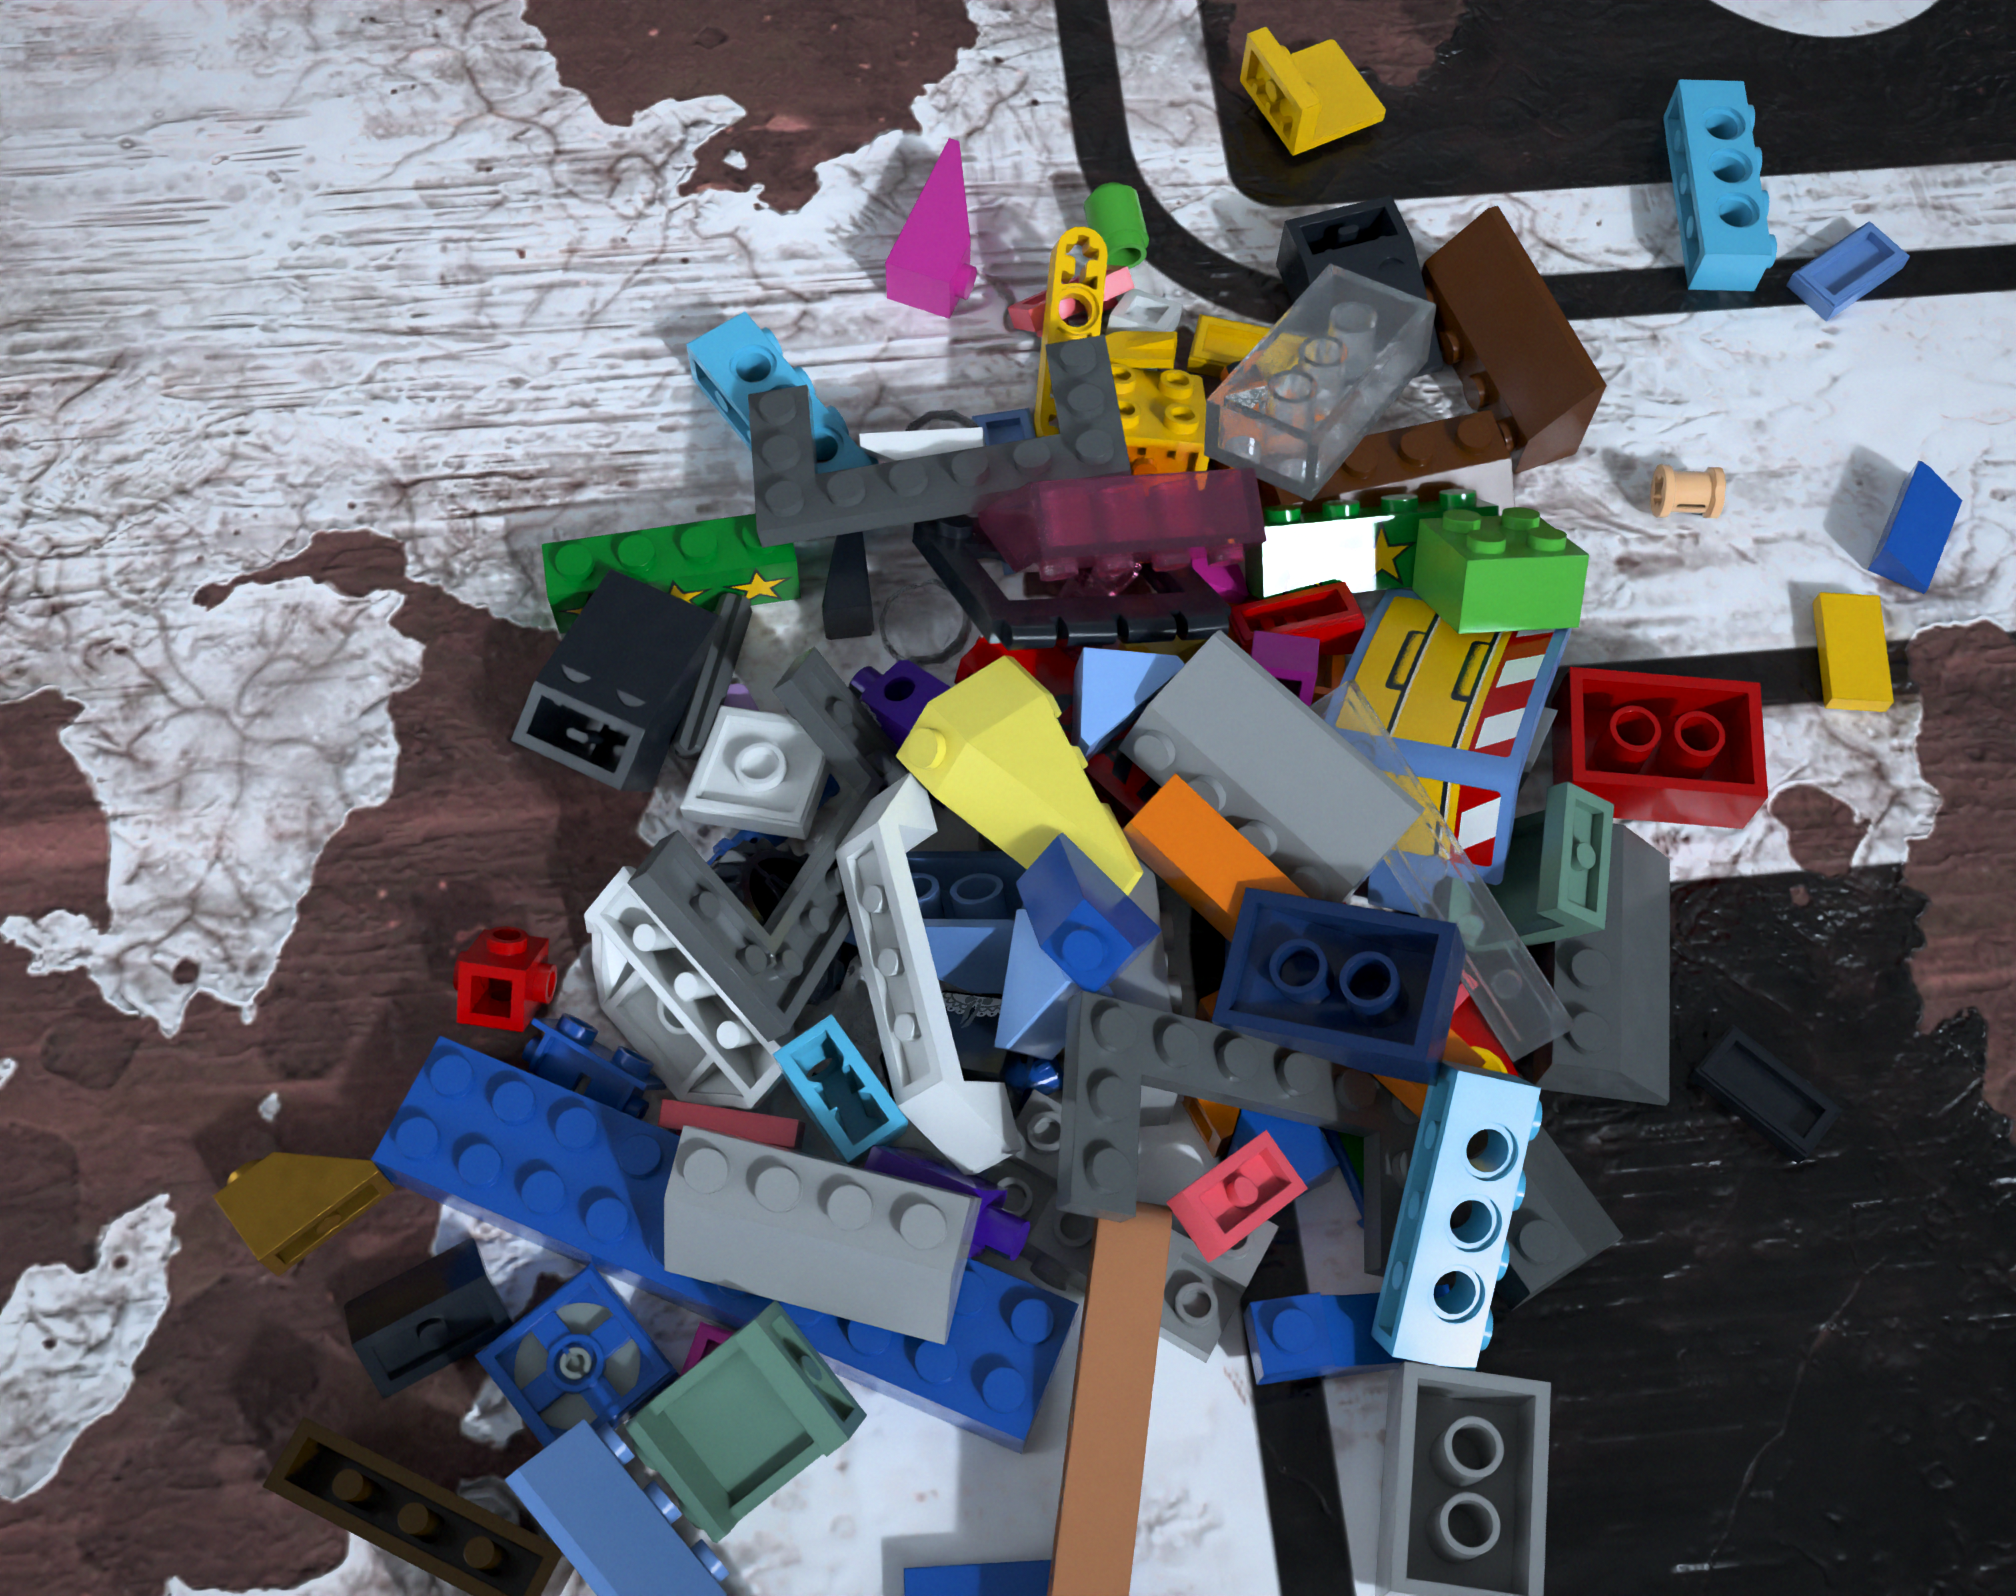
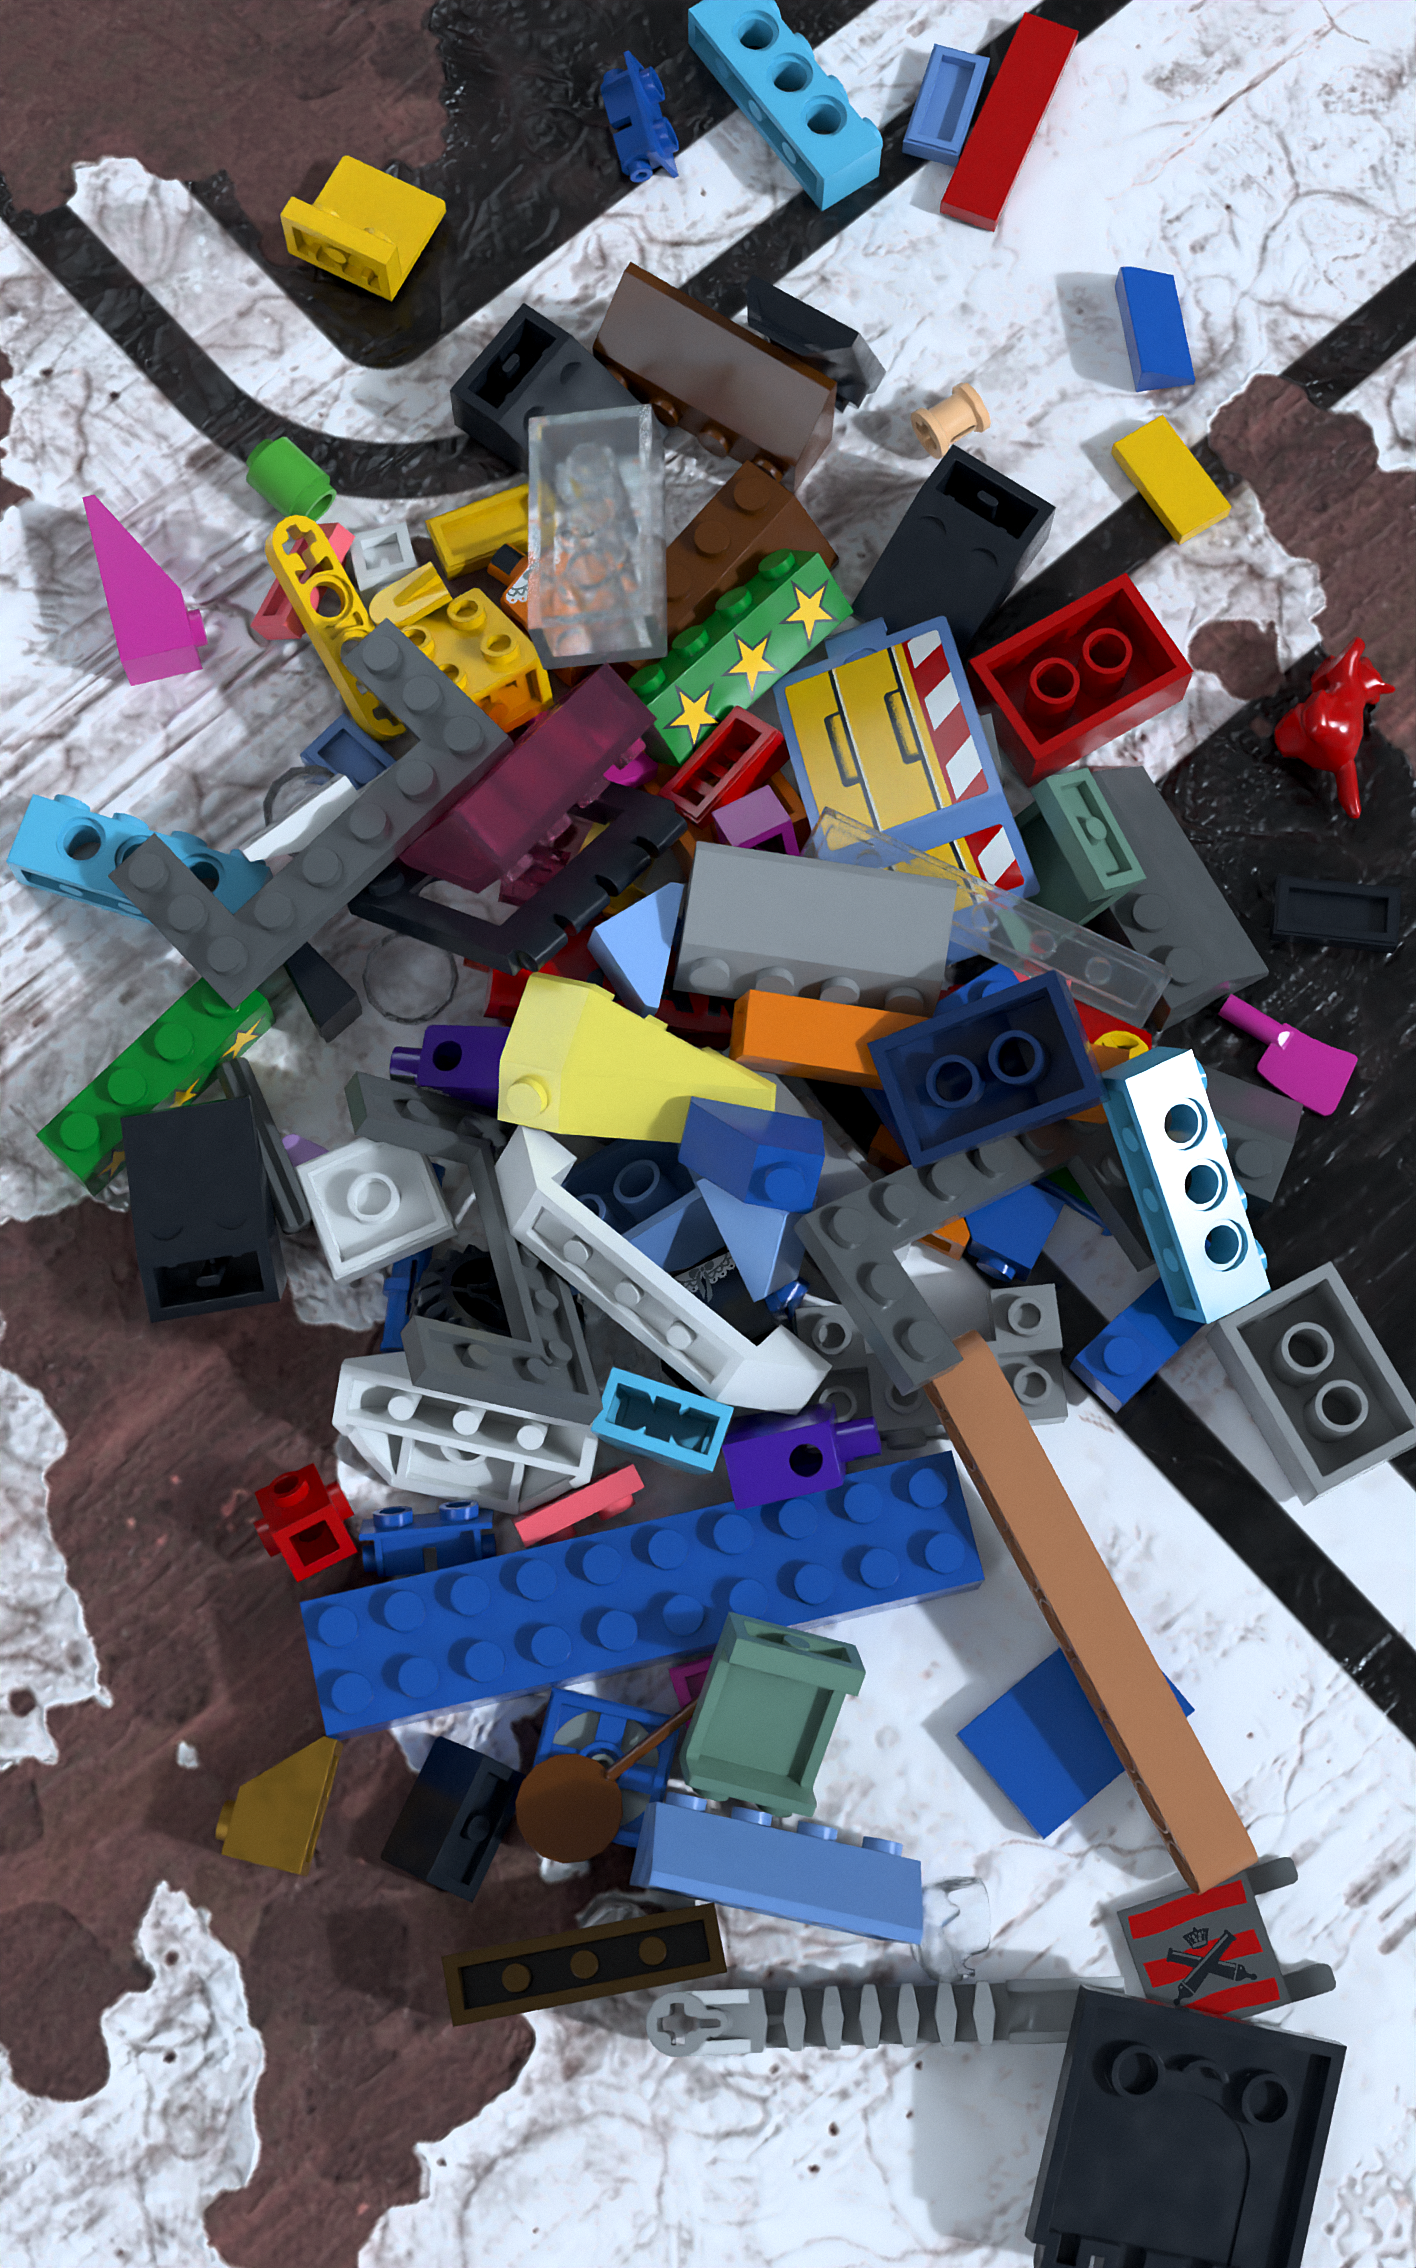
camera: 35 degrees left, 10 degrees up
(529, 1373) = (573, 1804): none -> reddish brown piece
(817, 1233) = (731, 1538): light grey slope -> none
(1236, 1196) = (1014, 1285): coral plate -> none
(1499, 571) = (862, 618): bright green brick -> none
(1583, 141) = (635, 98): none -> blue hinge
(1616, 349) = (815, 340): none -> black slope
(1639, 1192) = (1293, 1061): none -> dark pink piece
(1643, 587) = (956, 551): none -> black slope
(1868, 925) = (1330, 722): none -> red animal
(1894, 311) = (1009, 122): none -> red tile

